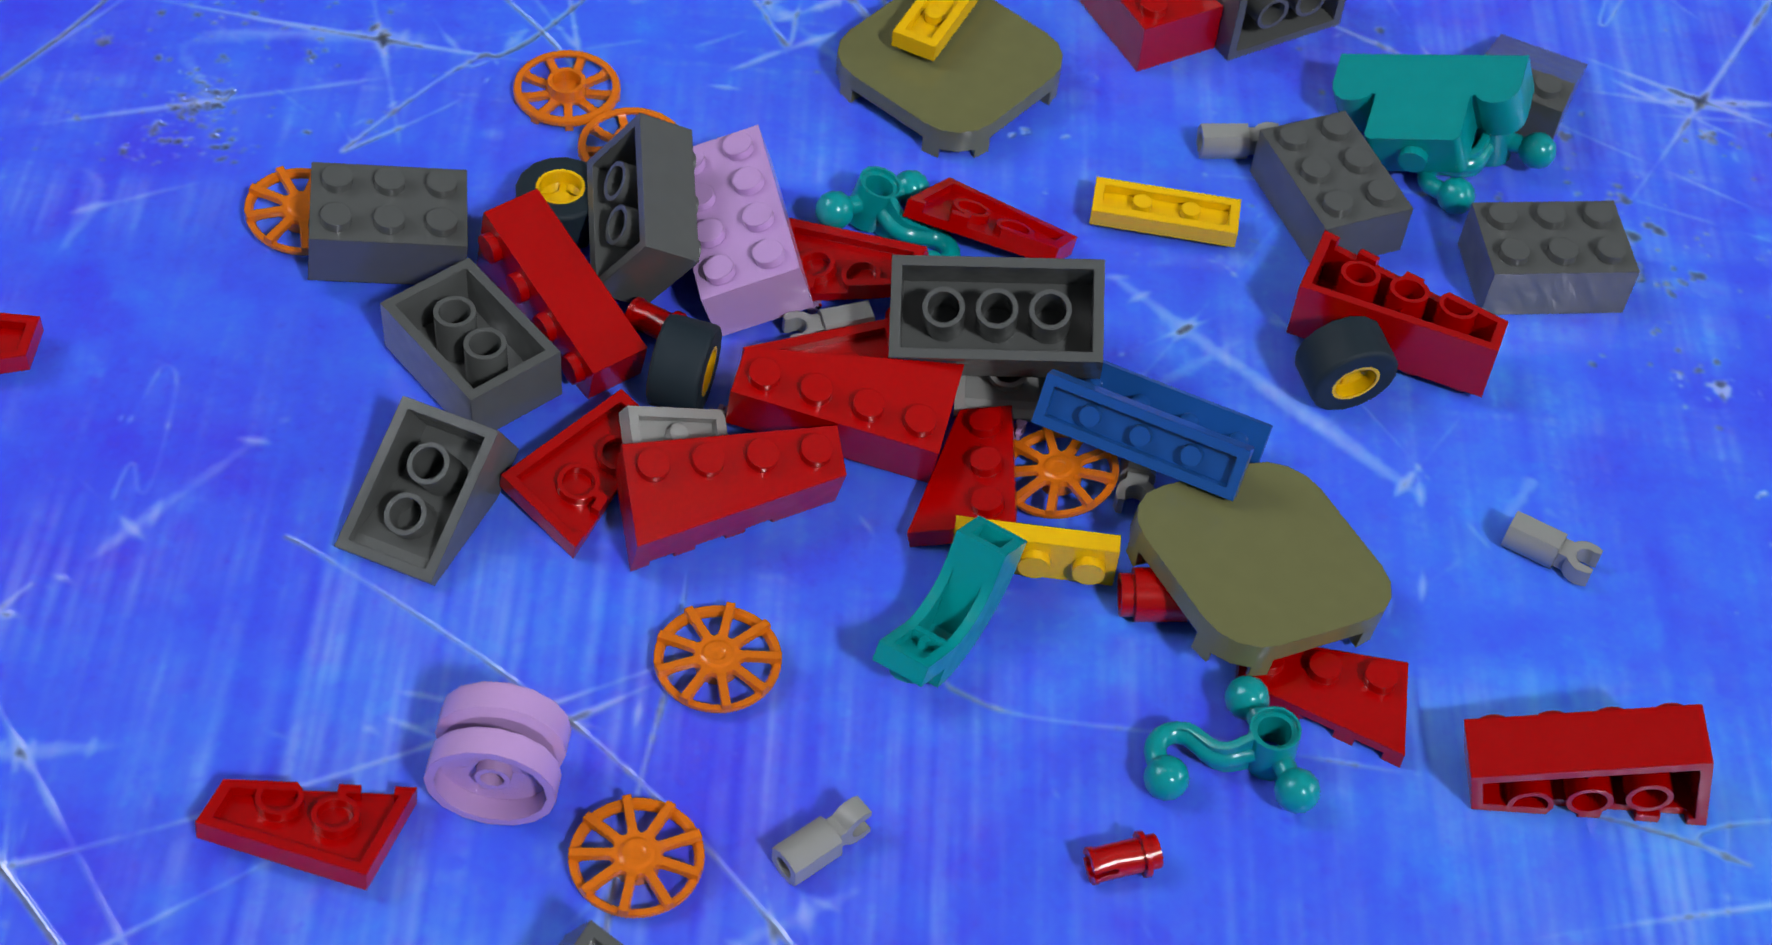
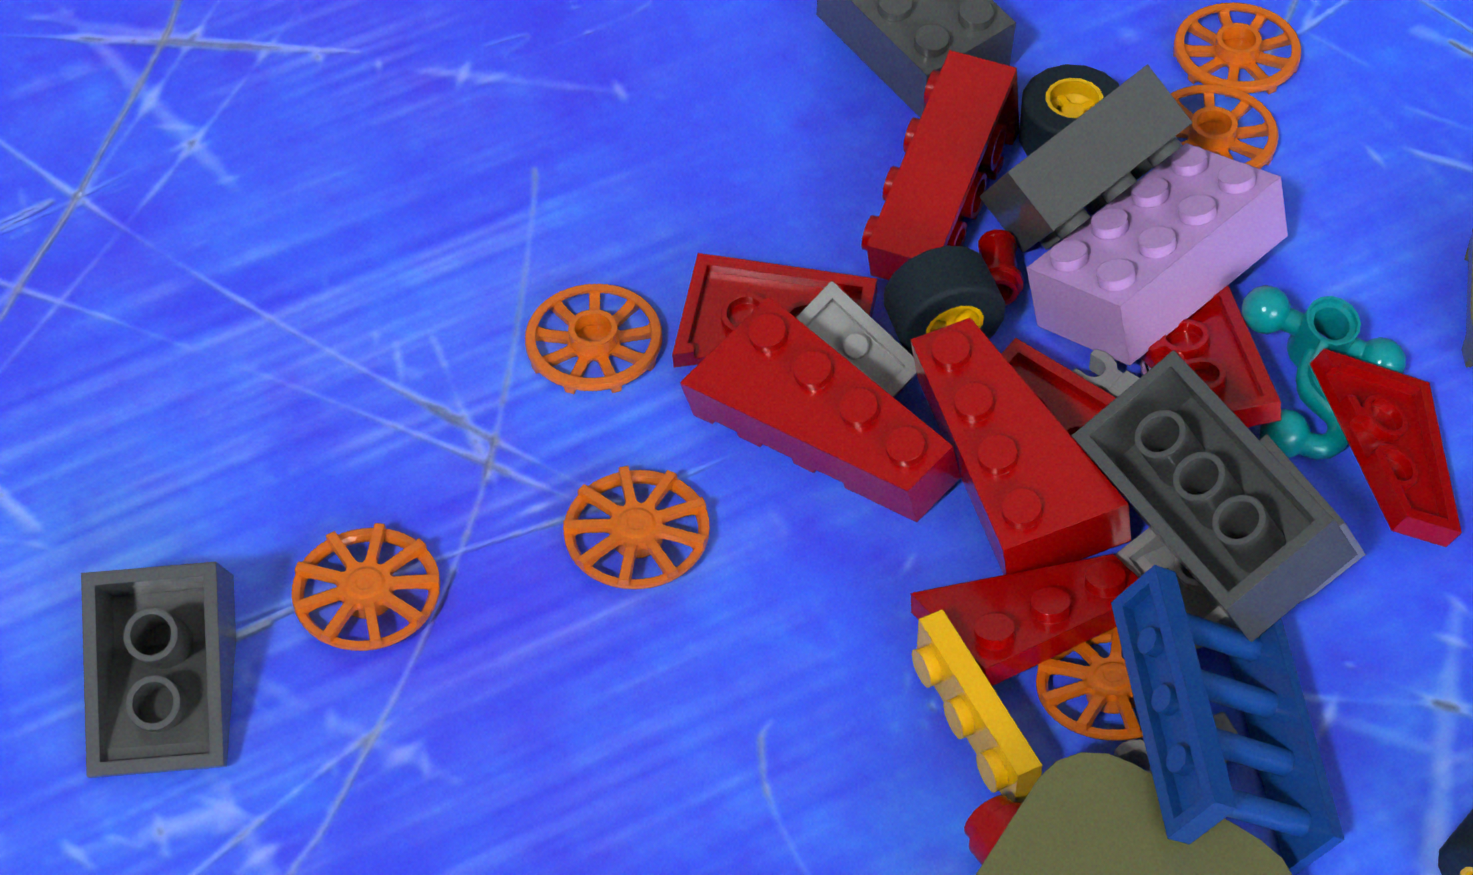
camera: 65 degrees right, 0 degrees up
(317, 832) = (233, 352): red wing -> none
(426, 490) = (645, 217): dark grey slope -> none
(471, 346) = (822, 152): dark grey brick -> none
(498, 753) = (371, 413): lavender wheel -> none
(505, 589) = (593, 337): none -> orange wheel
(821, 841) = (479, 717): light grey bar -> none
(956, 607) = (827, 682): teal arch -> none

